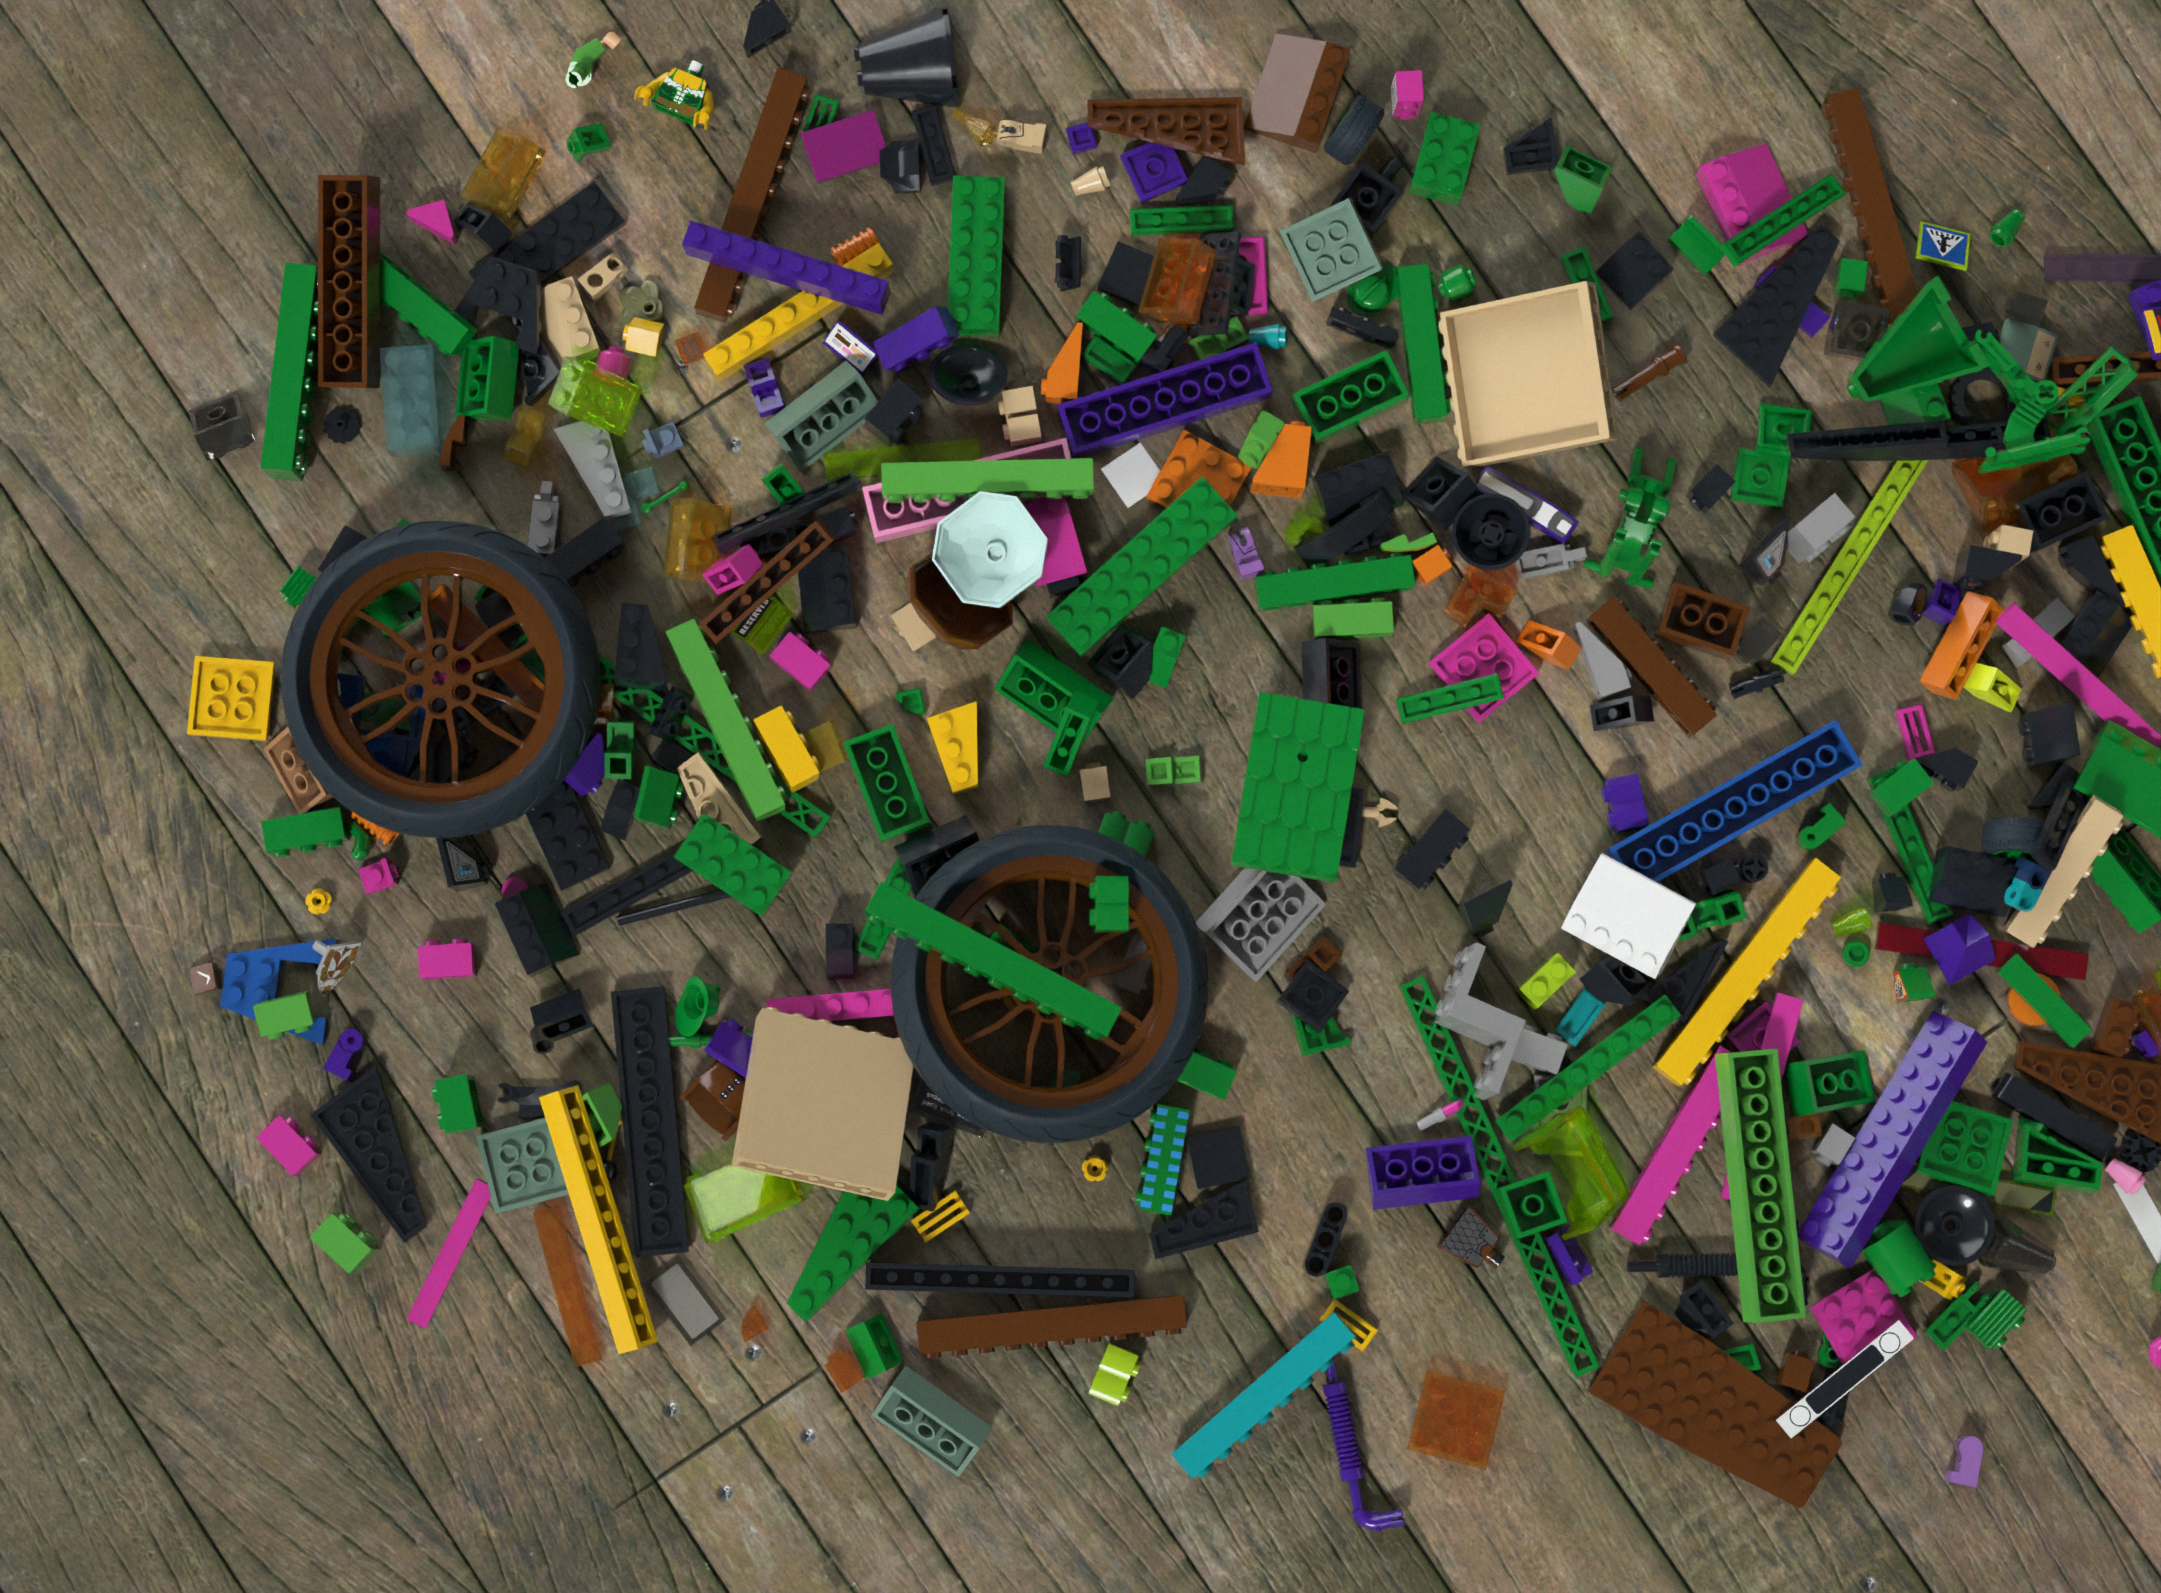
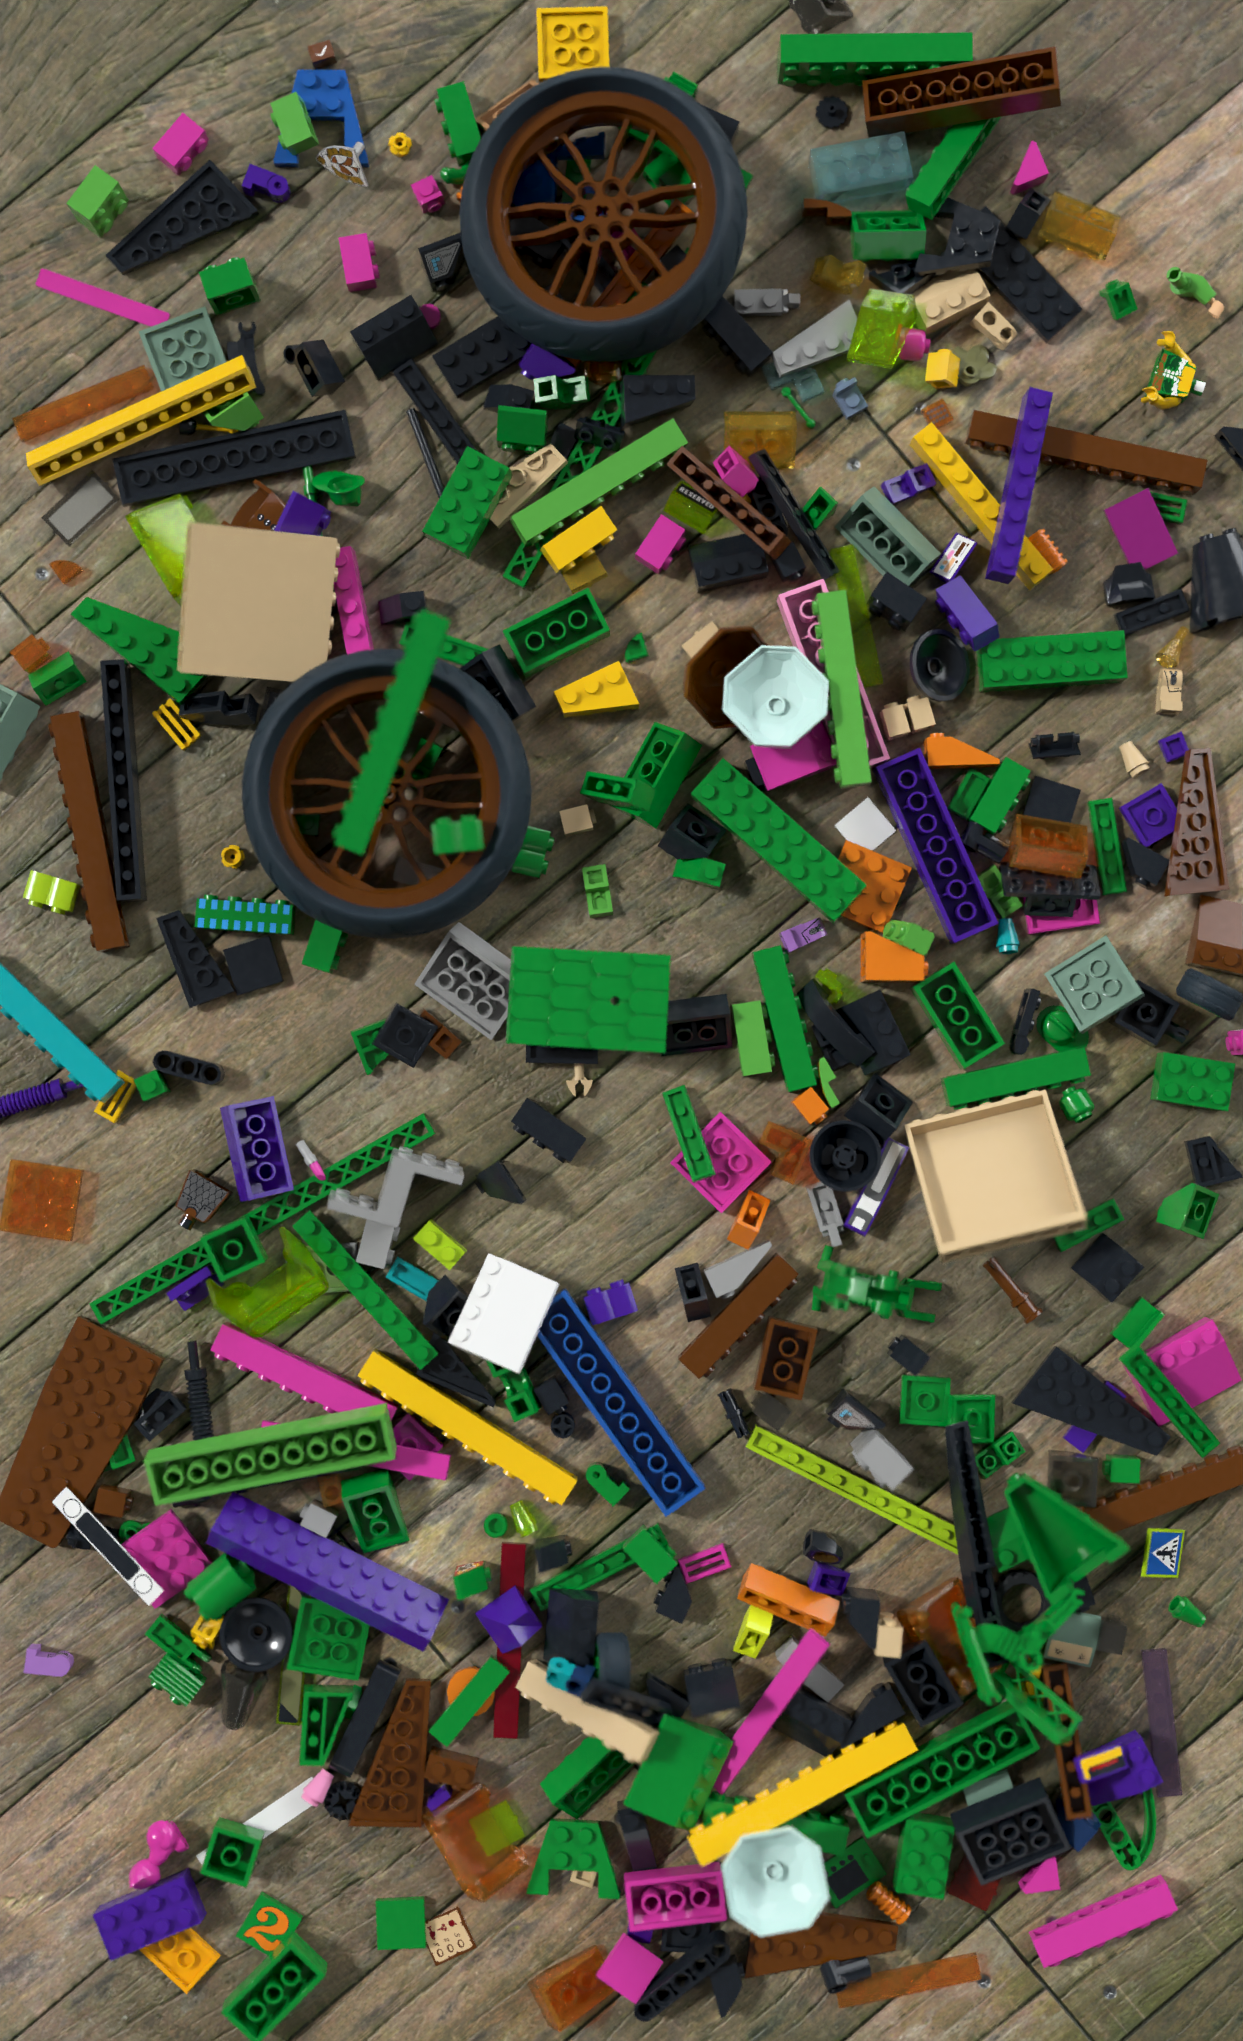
camera: 85 degrees right, 5 degrees up
(1824, 407) = (998, 1454): none -> green slope

